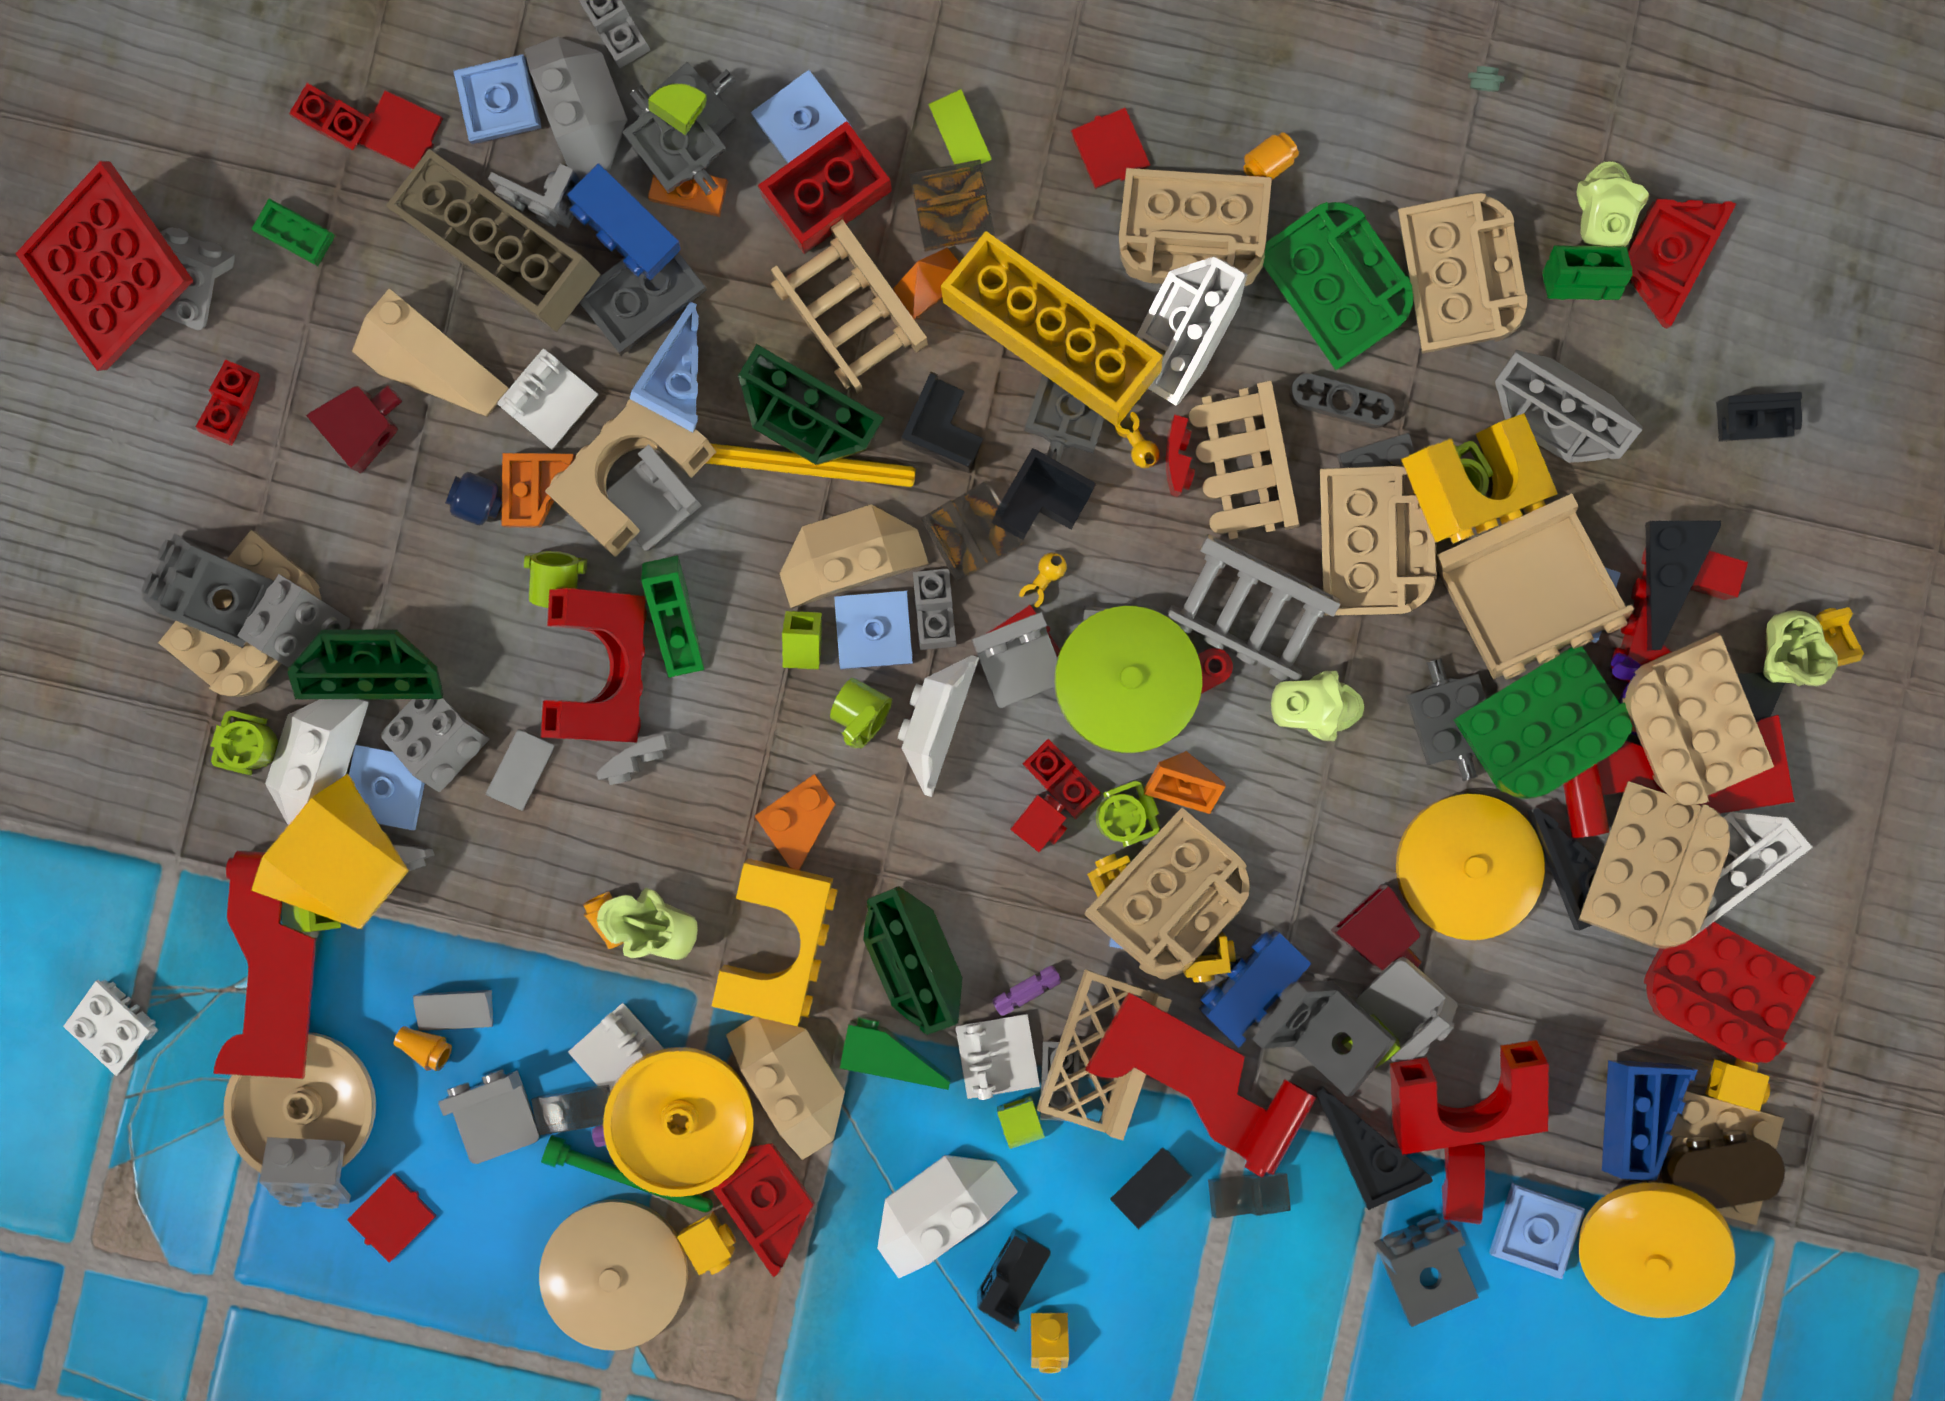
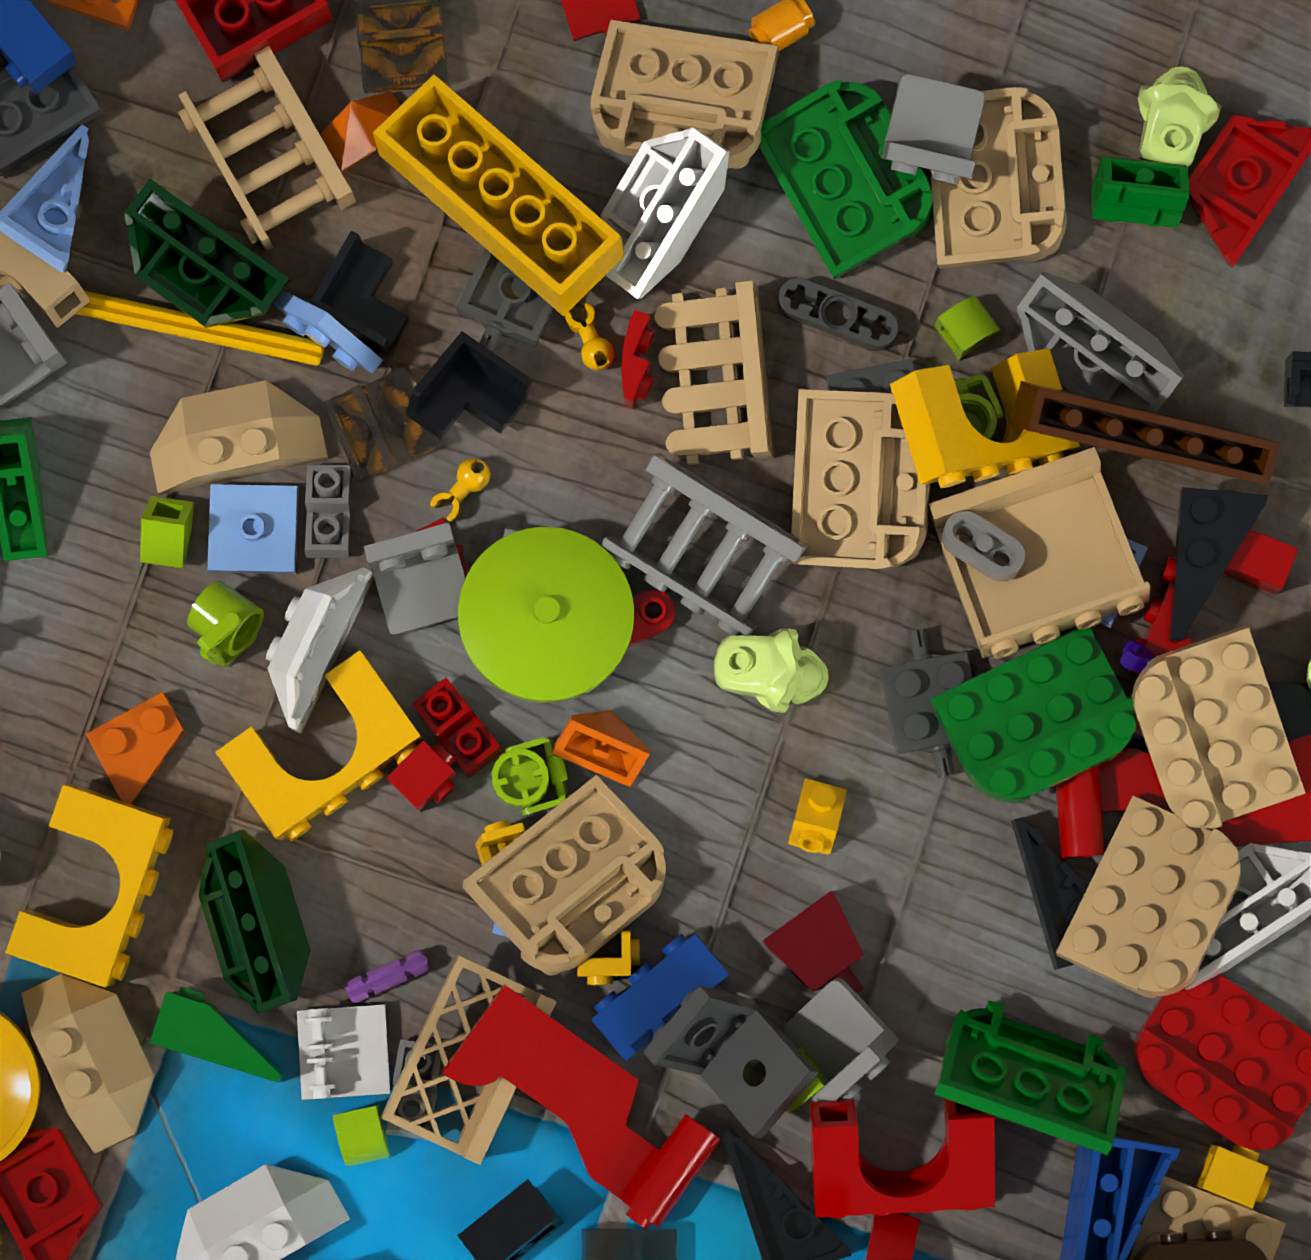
camera: 10 degrees right, 5 degrees down
(918, 459) = (326, 330): none -> light blue plate
(931, 855) = (290, 802): none -> yellow arch
(1368, 823) = (817, 817): none -> yellow bracket
(1411, 236) = (933, 128): none -> light grey bracket
(1450, 401) = (966, 326): none -> lime brick
(1470, 866) = (936, 881): yellow dish -> none
(1486, 583) = (985, 544): none -> light grey plate
(1573, 1025) = (1033, 1077): none -> green plate
(1614, 478) = (1144, 433): none -> reddish brown brick

